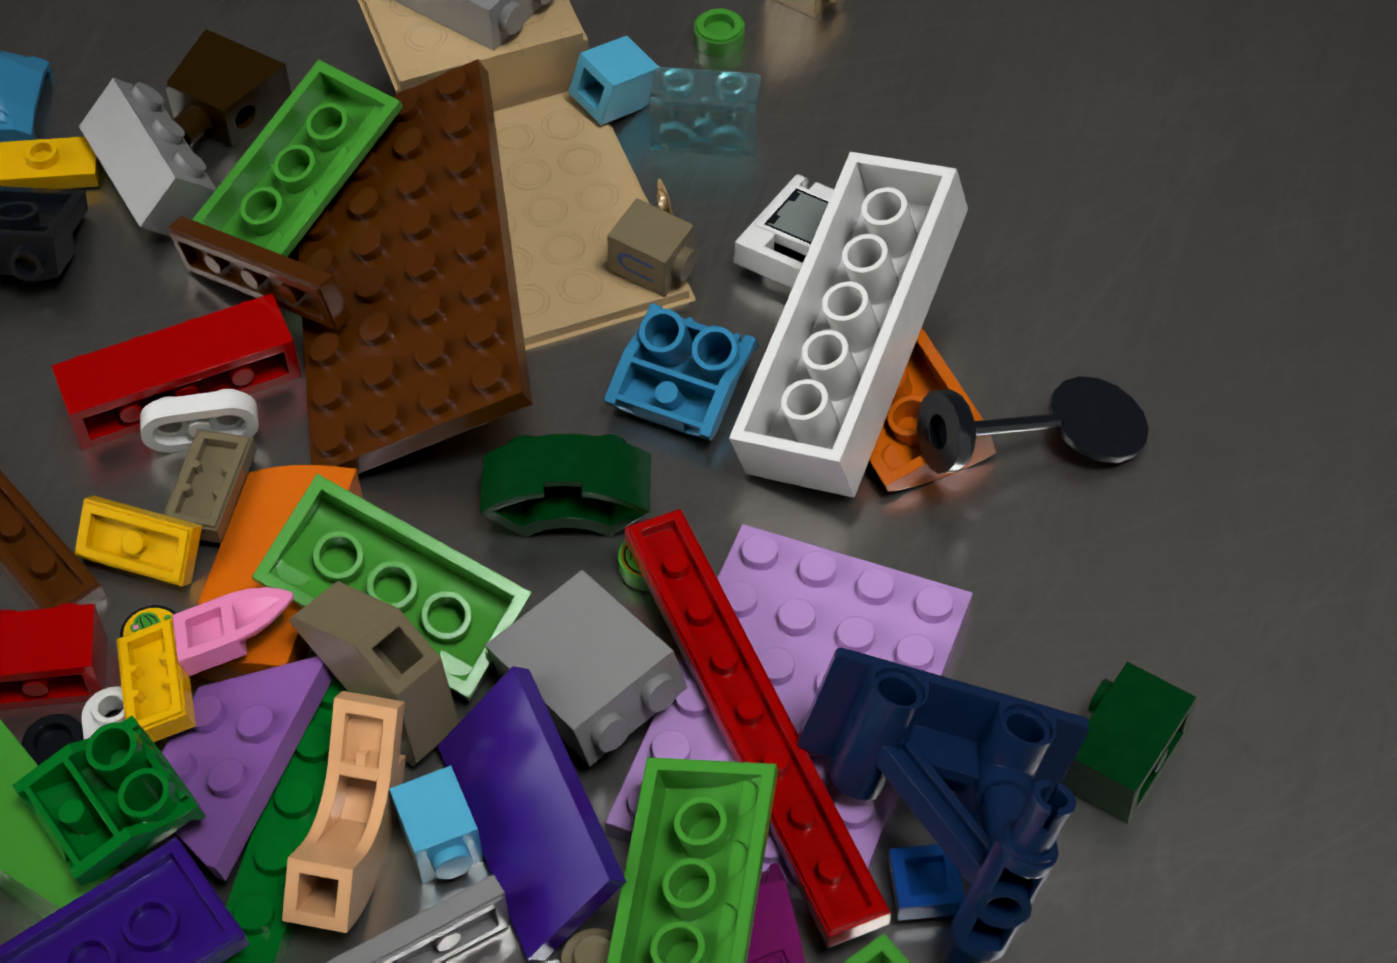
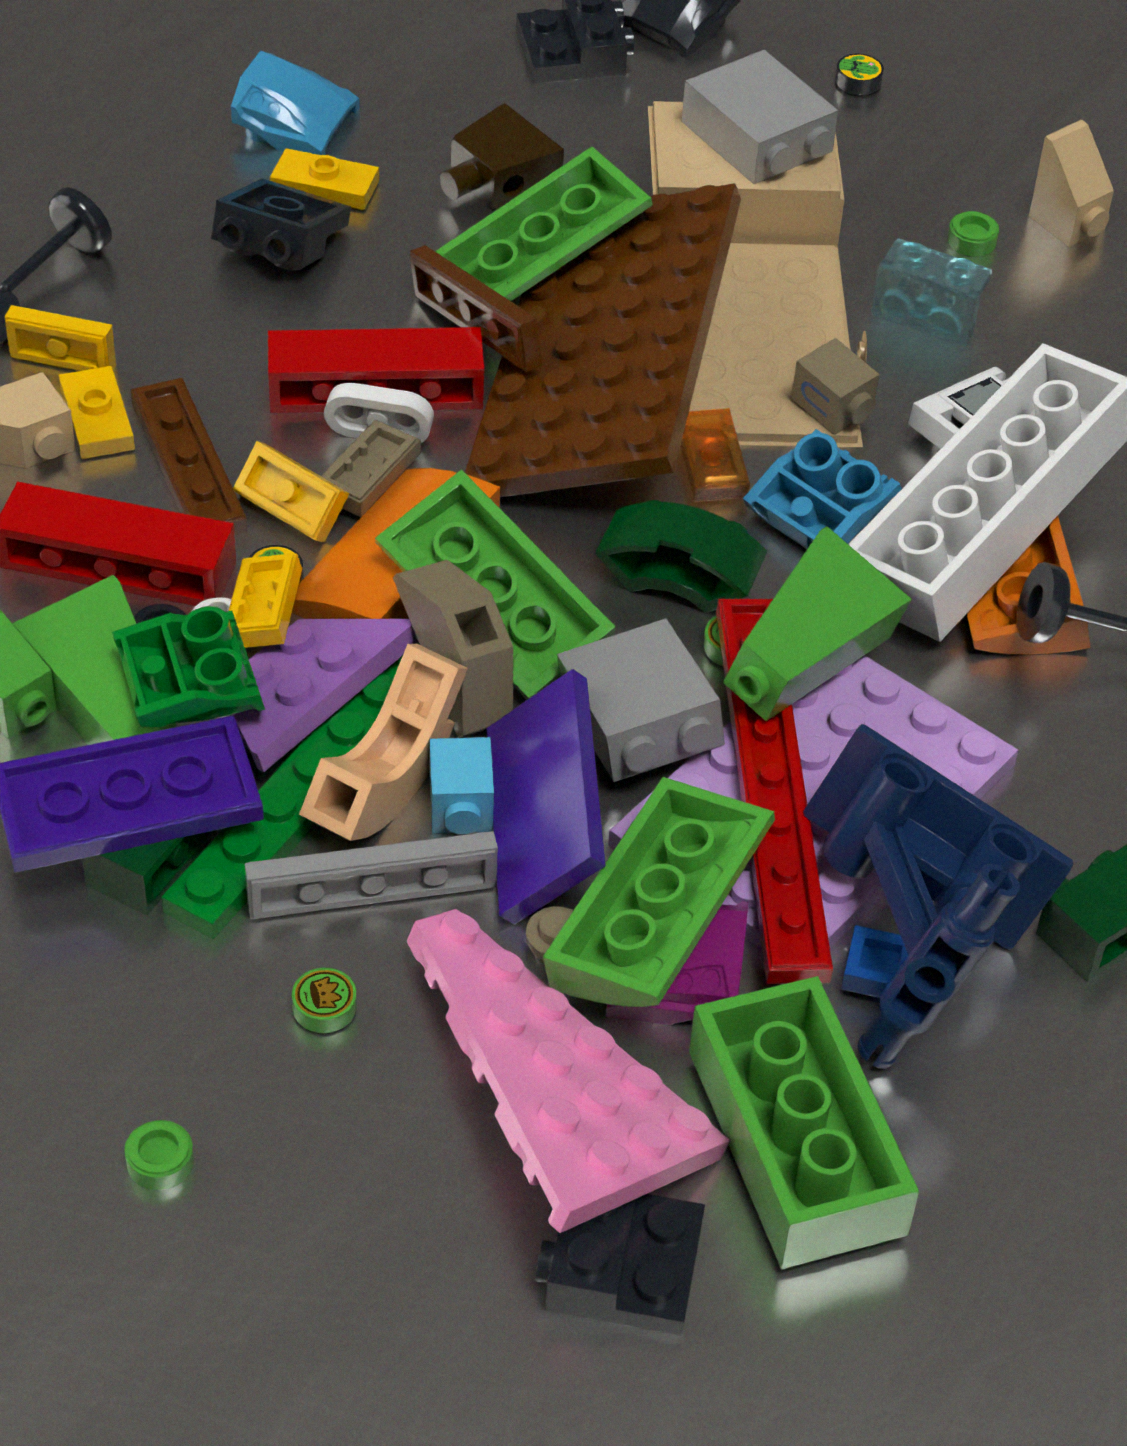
camera: 15 degrees right, 5 degrees down
(146, 155) = (413, 189): light grey brick -> none
(220, 627) = (331, 573): bright pink plate -> none
(559, 361) = (713, 456): none -> clear orange plate
(613, 80) = (854, 241): medium azure brick -> none
(733, 529) = (815, 626): none -> bright green slope

